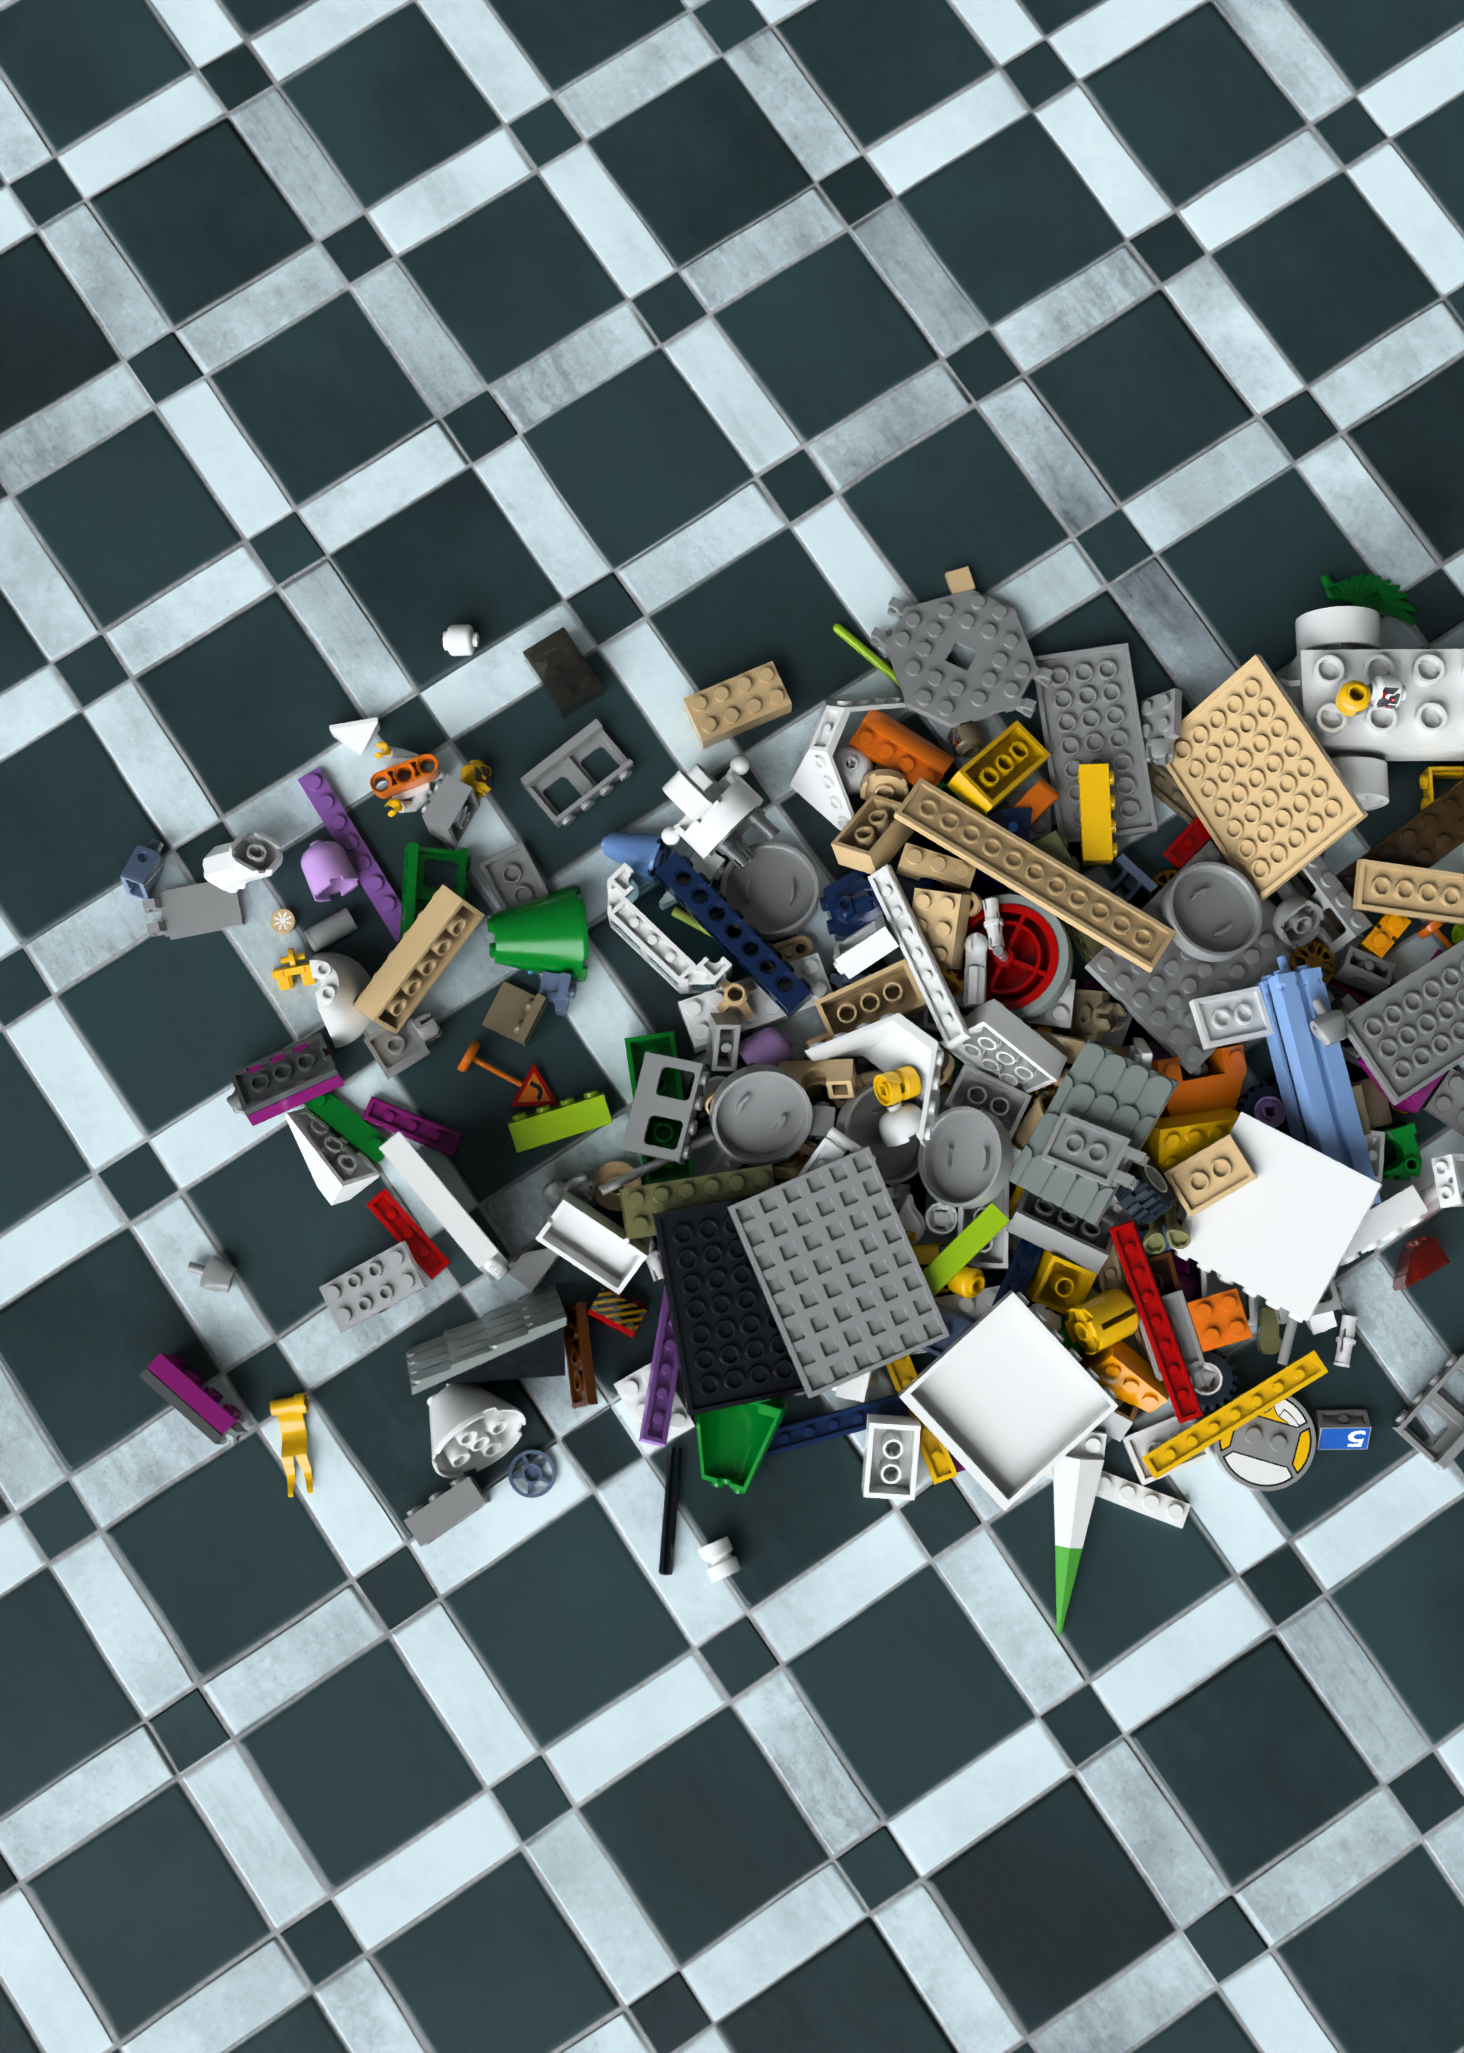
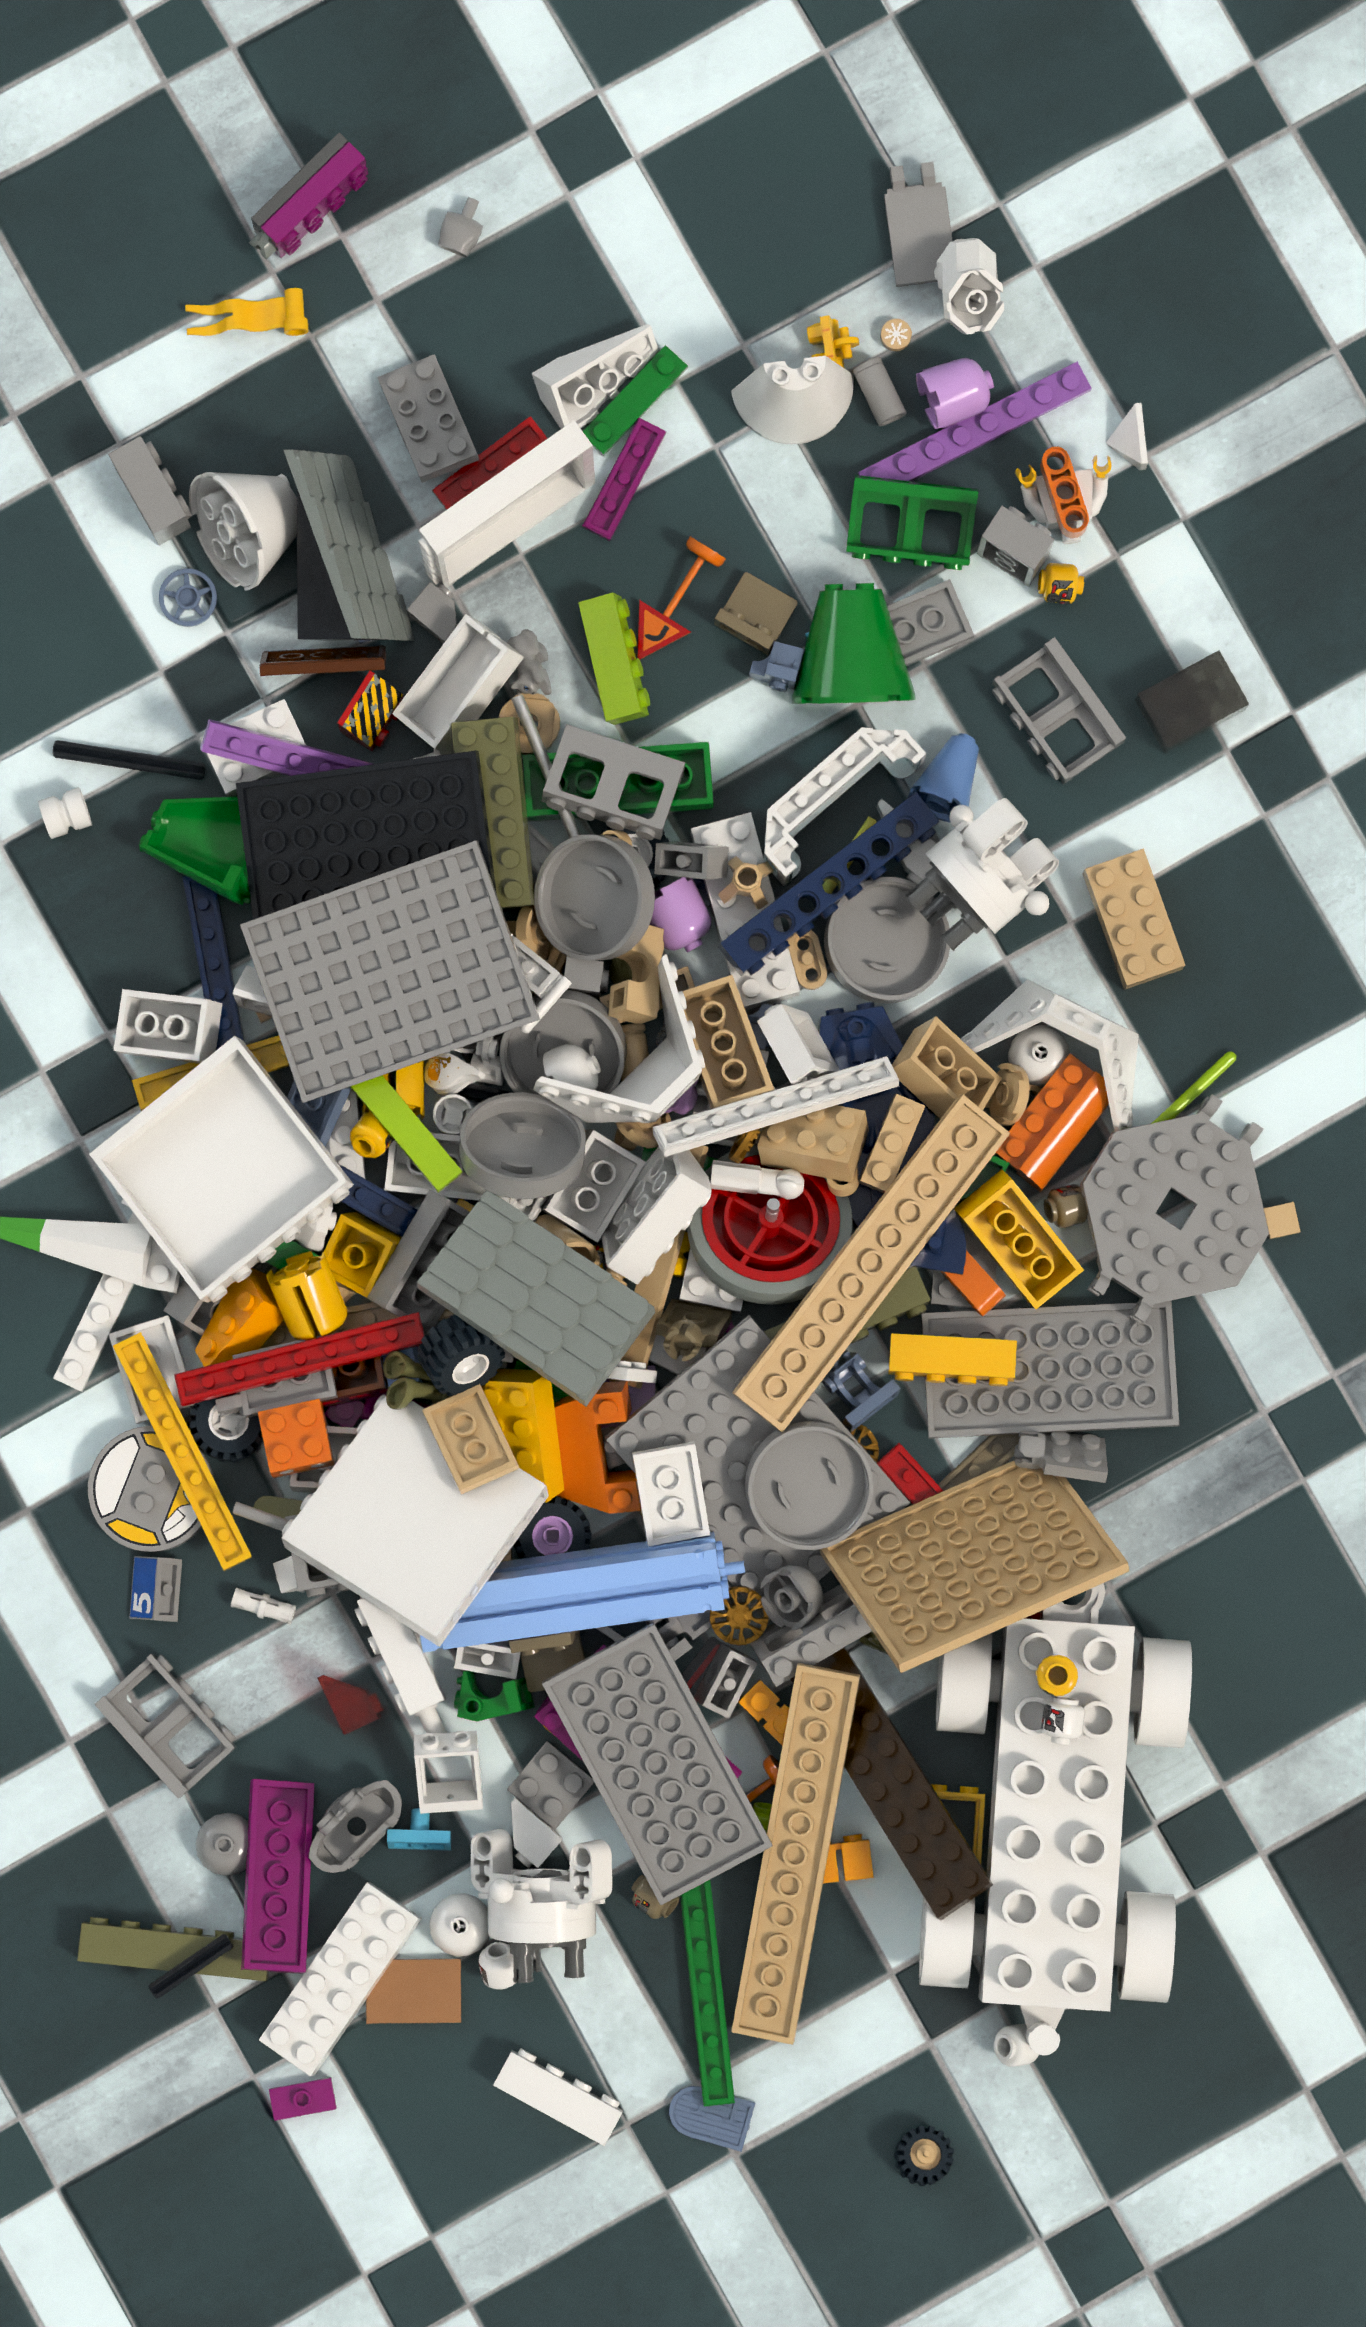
camera: 95 degrees right, 5 degrees up
(143, 870) = (961, 165): sand blue torso -> none
(284, 1080) = (691, 325): dark grey piece -> none
(406, 1047) = (728, 472): light grey plate -> none
(418, 959) = (826, 494): tan brick -> none
(460, 640) = (1245, 575): white head -> none
(897, 1085) = (616, 1064): yellow wheel -> none
(993, 923) = (813, 1207): white pin -> none
(1092, 1152) = (507, 1289): light grey tile -> none
(1328, 1025) = (645, 1606): light grey piece -> none
(1370, 594) = (1225, 1753): green animal -> none

